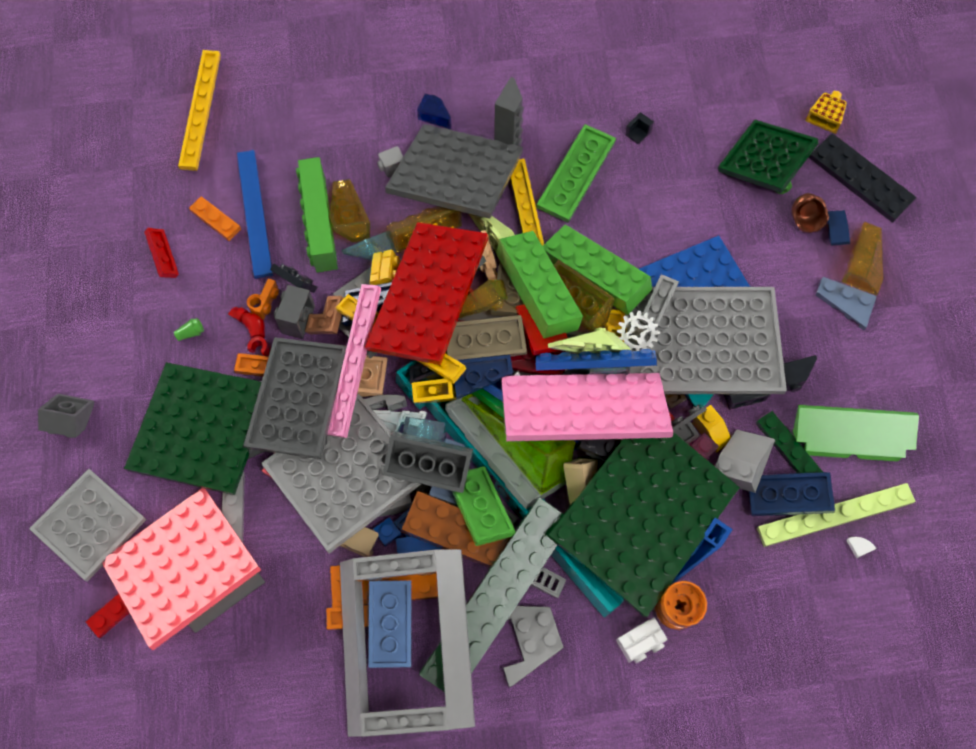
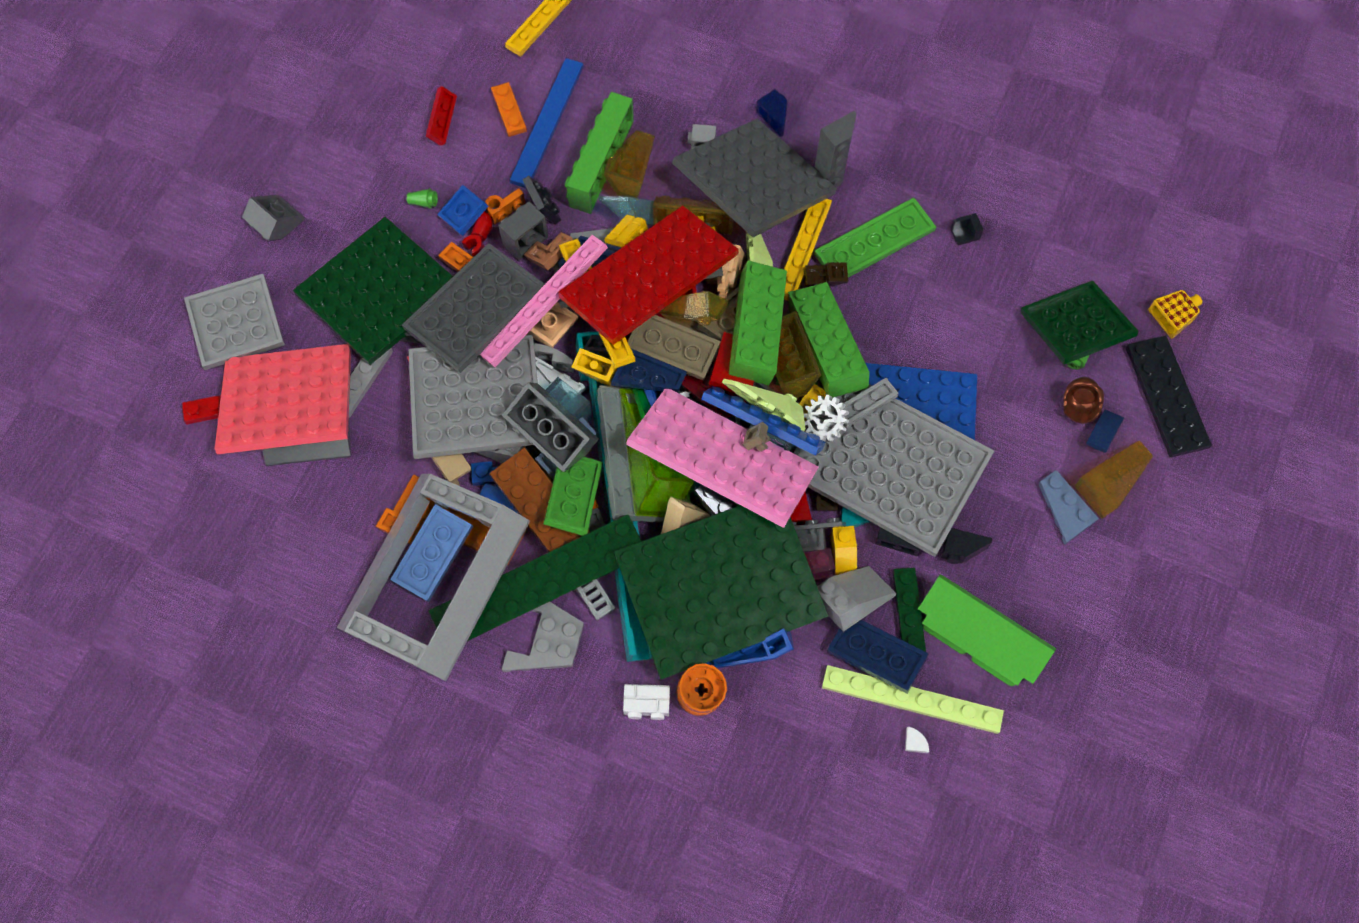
camera: 30 degrees right, 0 degrees up
(231, 321) = (463, 210): none -> blue tile
(555, 221) = (832, 273): none -> dark brown slope
(602, 376) = (757, 437): none -> dark tan tile

